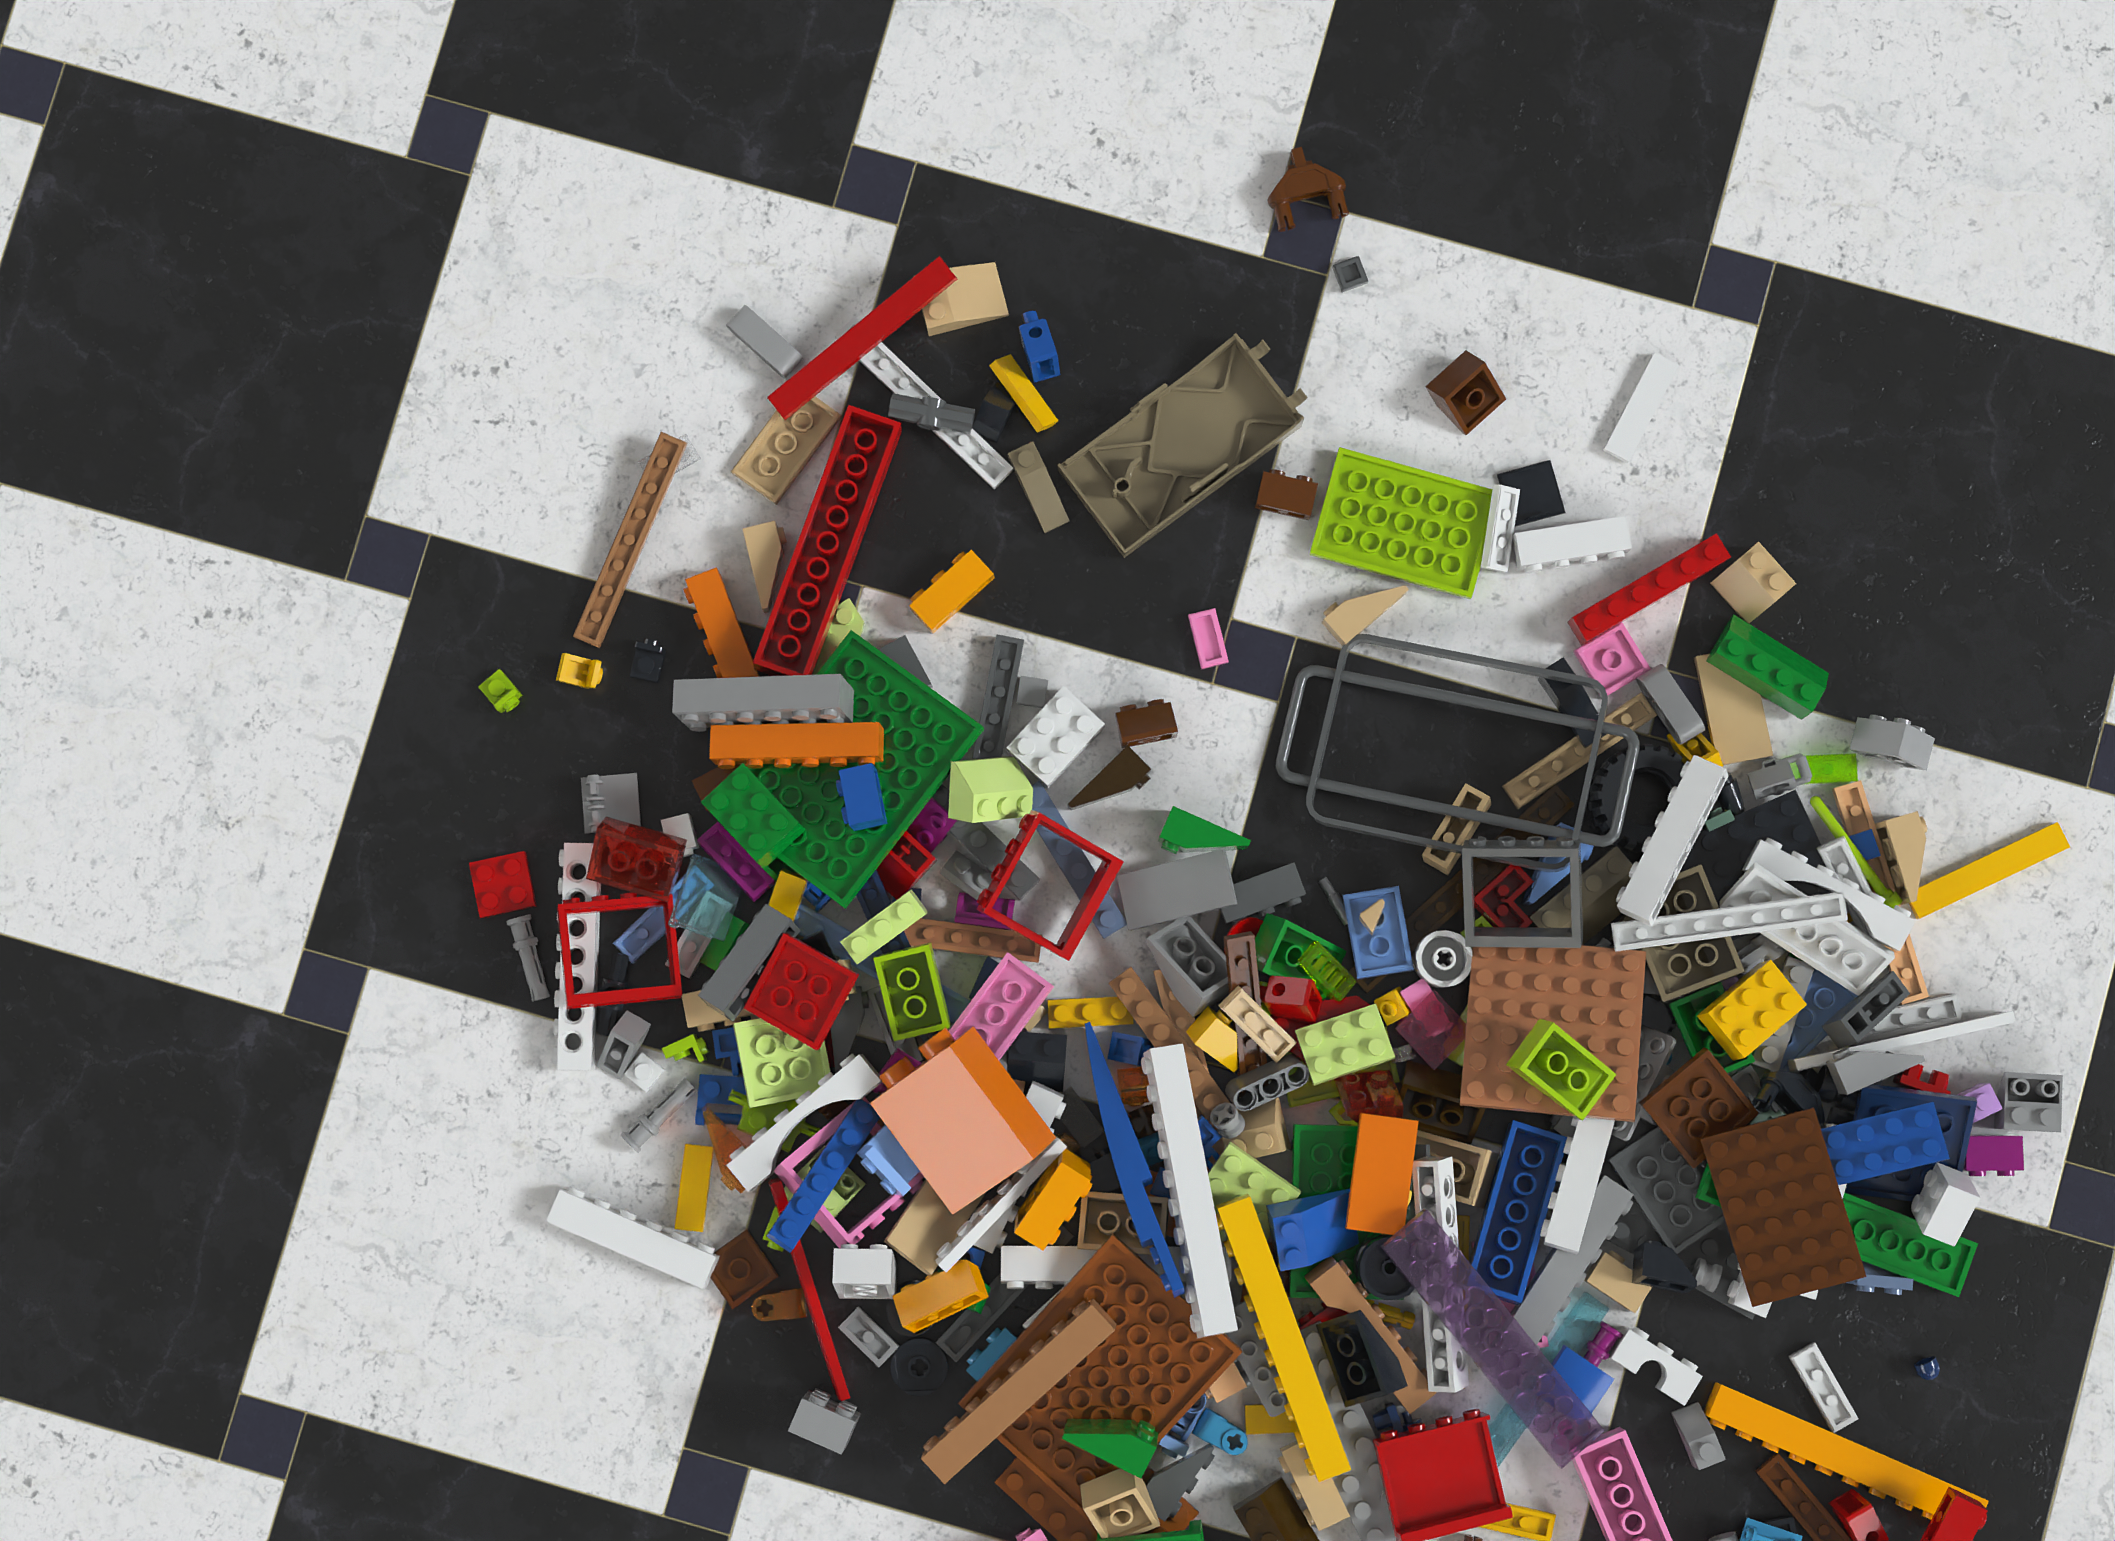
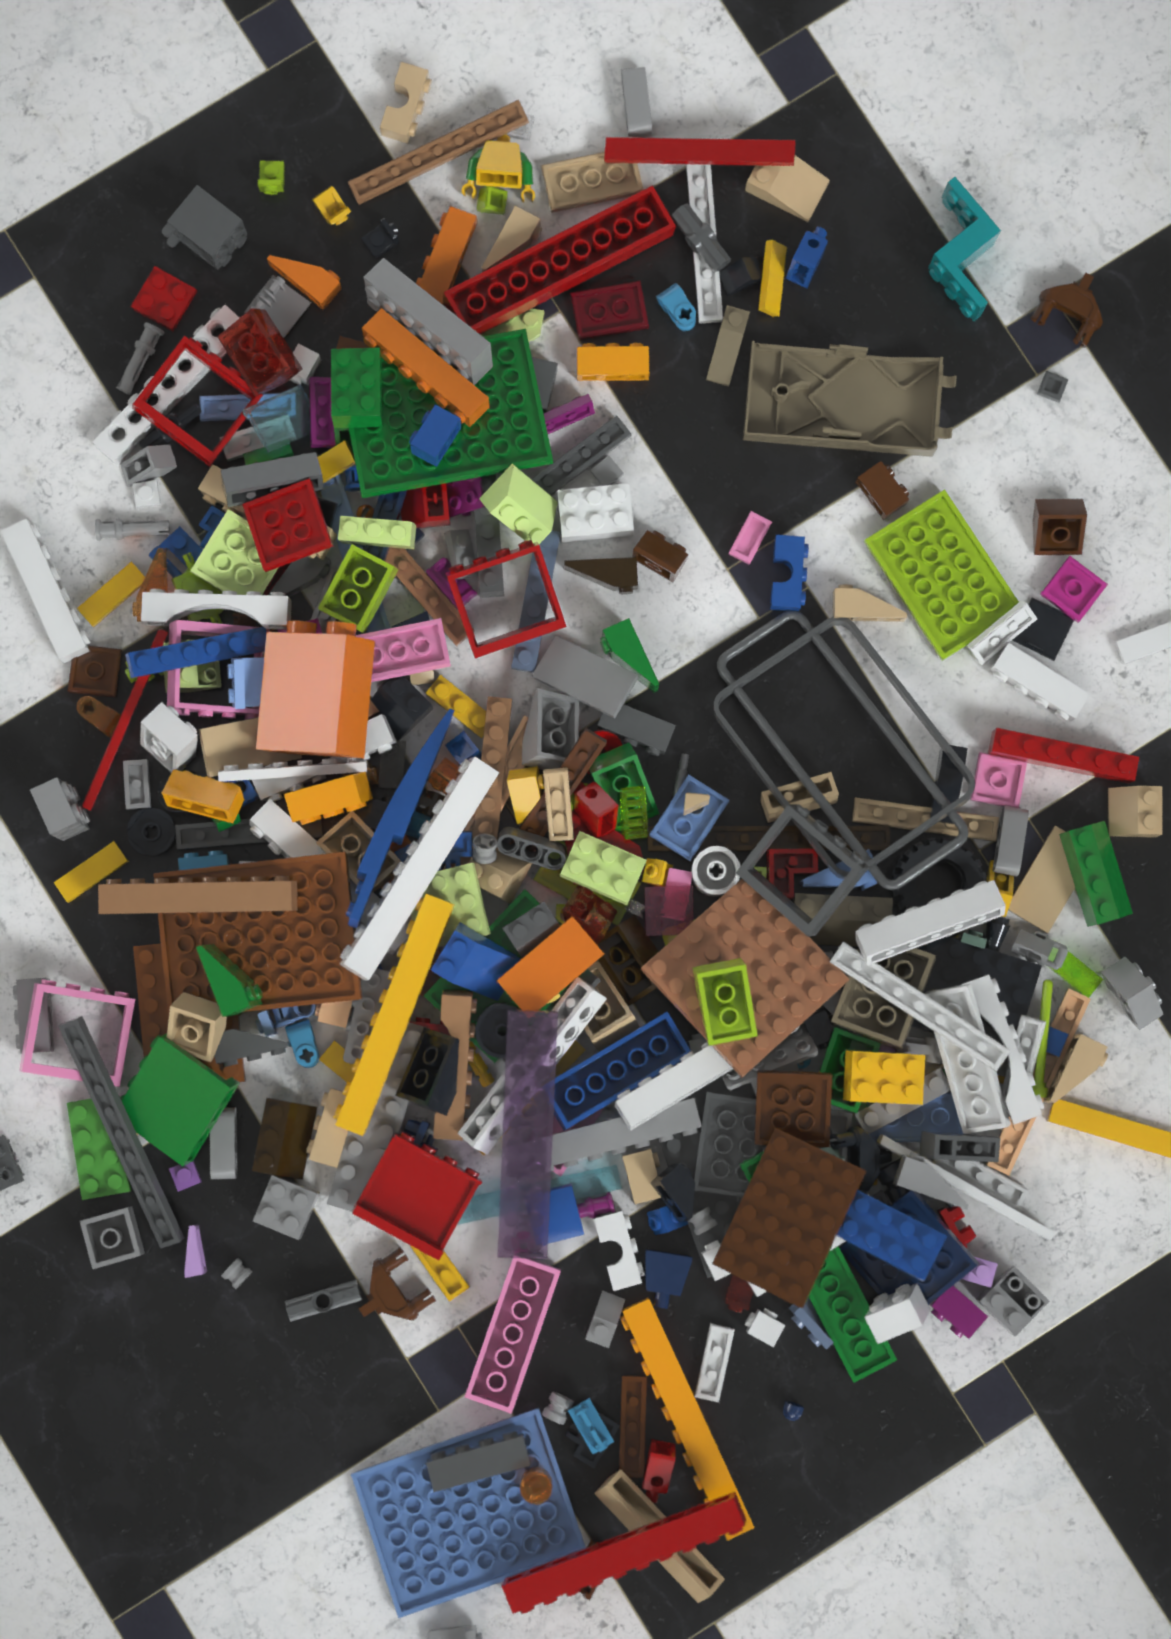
camera: 35 degrees right, 0 degrees up
(486, 789) = (206, 228): none -> dark grey container
(572, 543) = (400, 122): none -> tan arch
(621, 752) = (309, 279): none -> orange slope
(681, 1048) = (181, 499): lime bracket -> none
(696, 504) = (500, 166): none -> yellow torso
(714, 540) = (491, 200): none -> lime slope
(859, 914) = (361, 509): none -> orange hinge
(897, 1450) = (91, 872): none -> yellow tile
(905, 546) = (609, 310): none -> dark red tile
(949, 677) = (568, 413): none -> magenta plate
(958, 490) = (676, 304): none -> dark azure piece
(1172, 199) = (964, 249): none -> teal bracket
(1258, 620) = (790, 552): none -> blue arch
(1333, 1154) = (531, 928): none -> dark grey slope
(1527, 435) = (1073, 589): none -> dark pink plate
(1670, 1304) = (663, 1220): none -> blue bracket
(1714, 1349) = (665, 1275): none -> dark blue torso
(1793, 1312) = (738, 1294): none -> clear red bracket
(1839, 1317) = (764, 1326): none -> white brick

